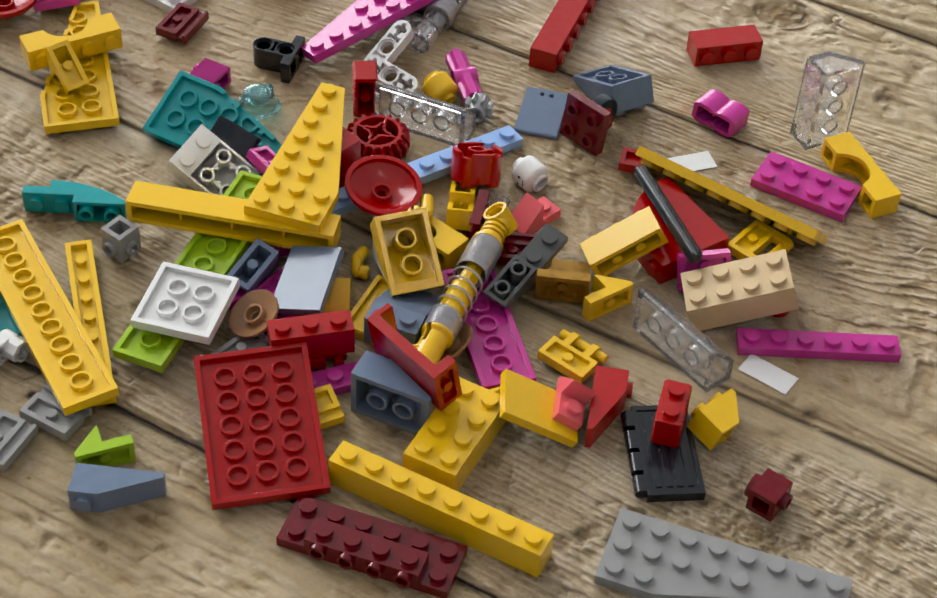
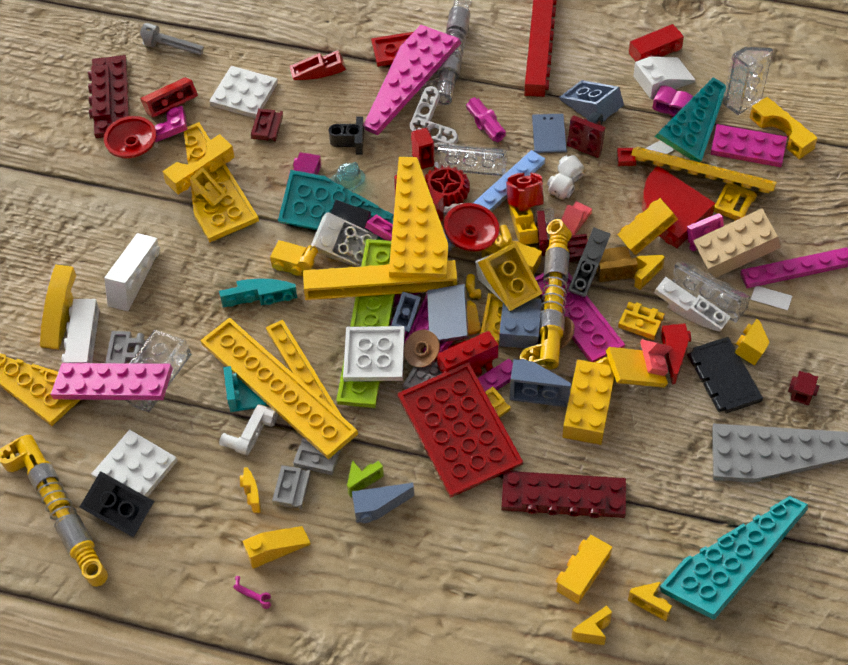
camera: 10 degrees left, 10 degrees up
(120, 239) = (304, 314): light grey brick -> none
(135, 166) = (293, 258): none -> yellow hinge
(437, 380) = (527, 350): red panel -> none
(440, 86) = (472, 132): yellow head -> none
(440, 508) = (599, 456): yellow brick -> none
(481, 105) = (506, 141): light grey gear -> none
(553, 155) = (571, 167): none -> white head
(640, 350) = (692, 308): none -> white slope
(668, 214) = (670, 197): black axle -> none
(671, 413) = (724, 347): red brick -> none
(714, 72) = (661, 71): none -> white slope
(737, 142) = (692, 125): none -> teal wing

